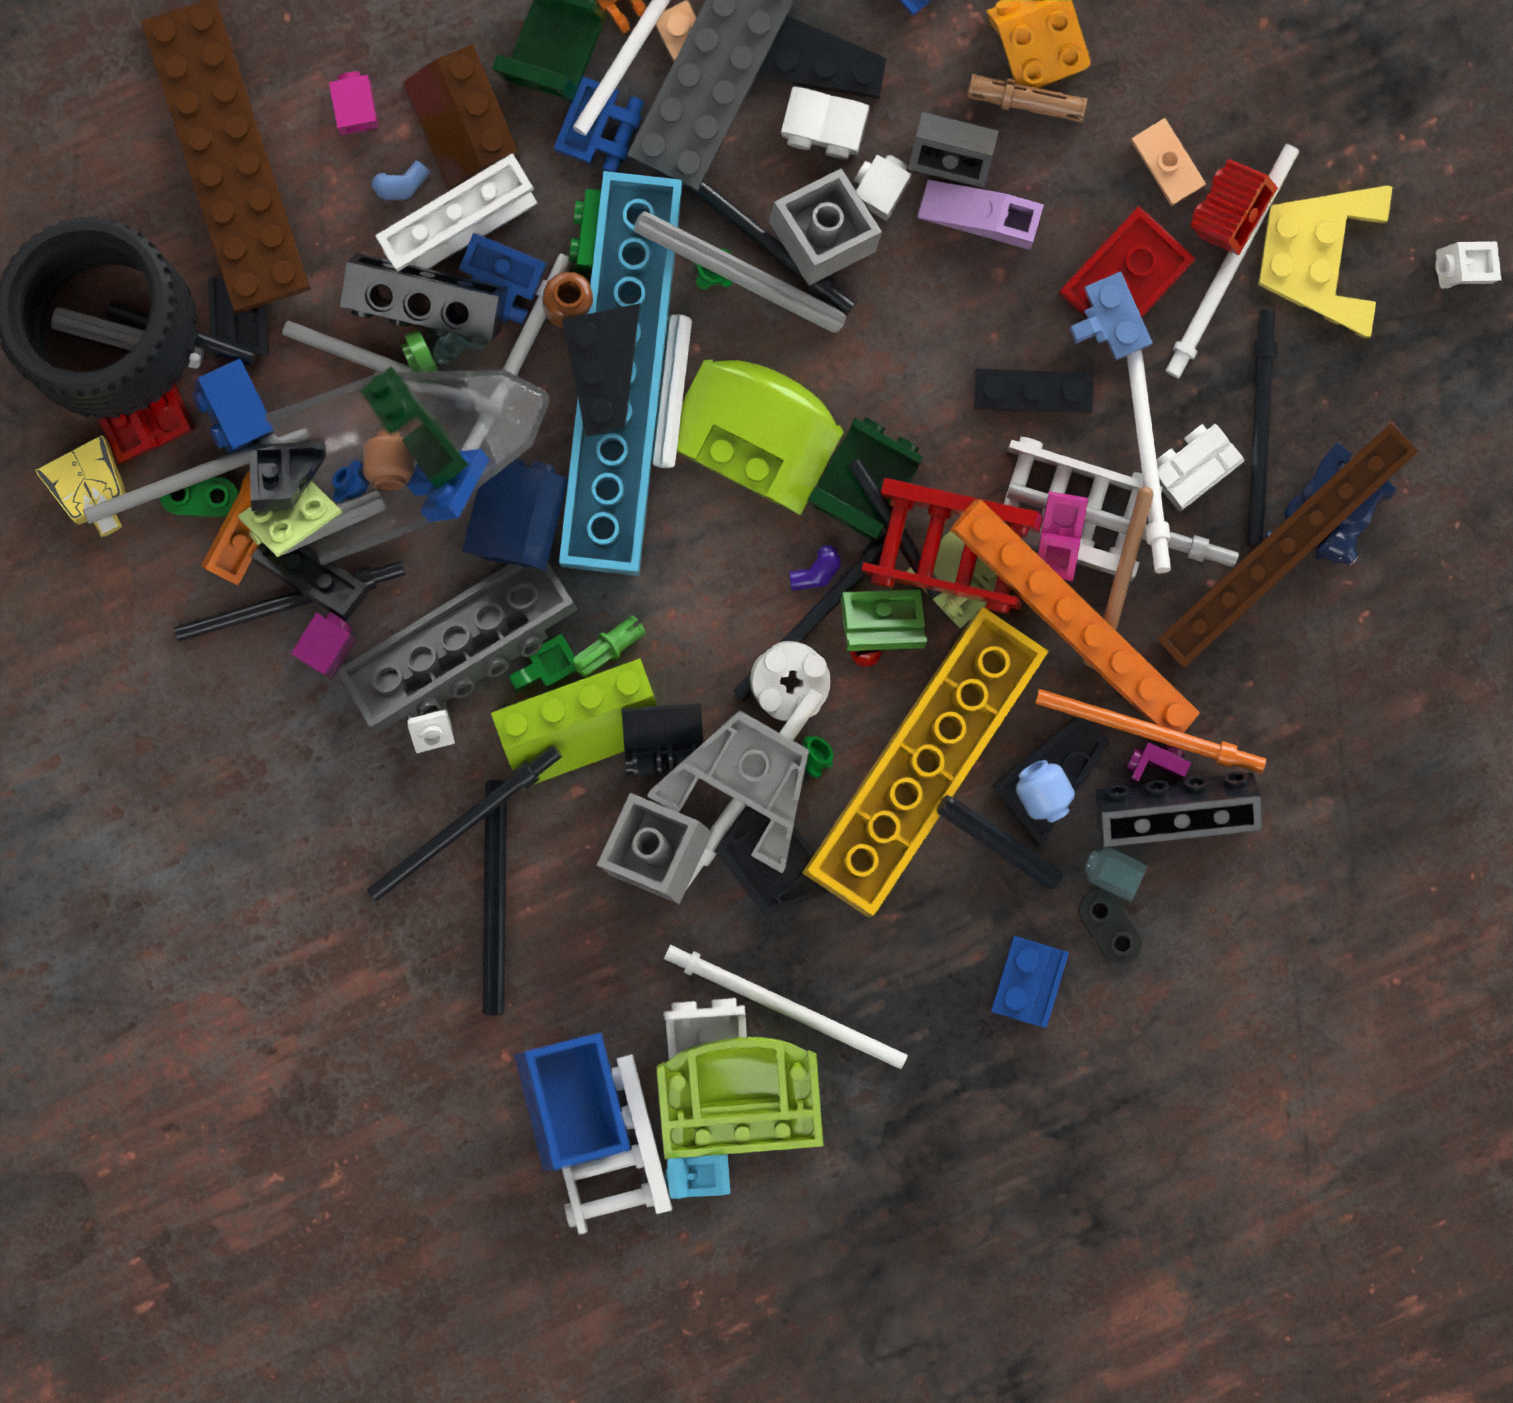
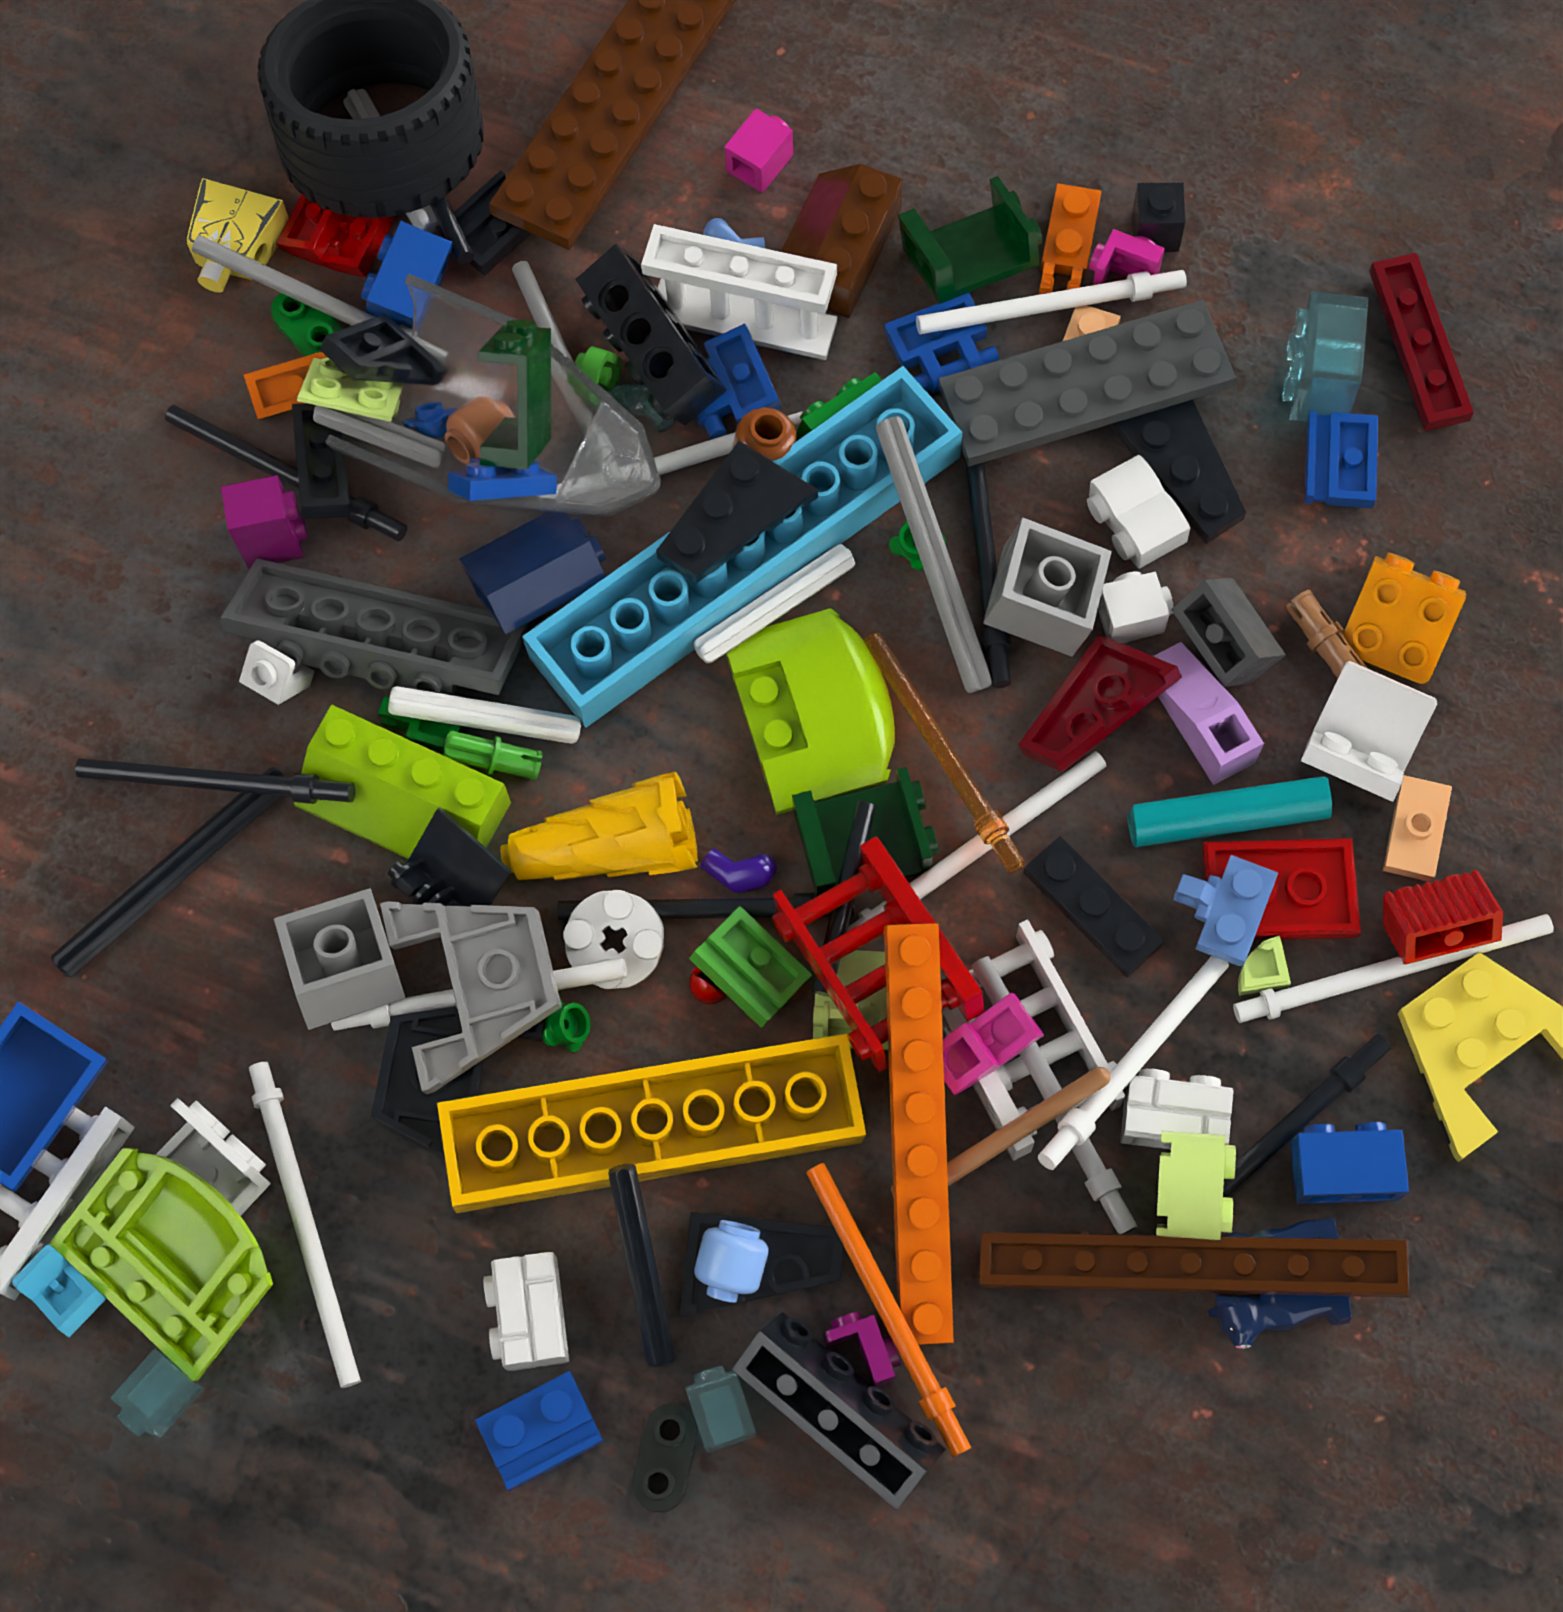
camera: 50 degrees right, 15 degrees down
(579, 628) = (484, 715): none -> white axle
(732, 620) = (612, 836): none -> yellow cone
(810, 1174) = (155, 1395): none -> clear light blue brick
(917, 267) = (1095, 700): none -> dark red wing
(933, 404) = (989, 823): none -> clear orange bar
(935, 414) = (1015, 820): none -> white bar
(961, 928) = (528, 1312): none -> white brick
(1057, 259) = (1230, 811): none -> teal brick
(1090, 135) = (1369, 730): none -> white bracket
(1163, 332) = (1264, 969): none -> yellowish green tile
(1248, 502) = (1193, 1186): none -> yellowish green brick
(1316, 404) = (1349, 1164): none -> blue brick

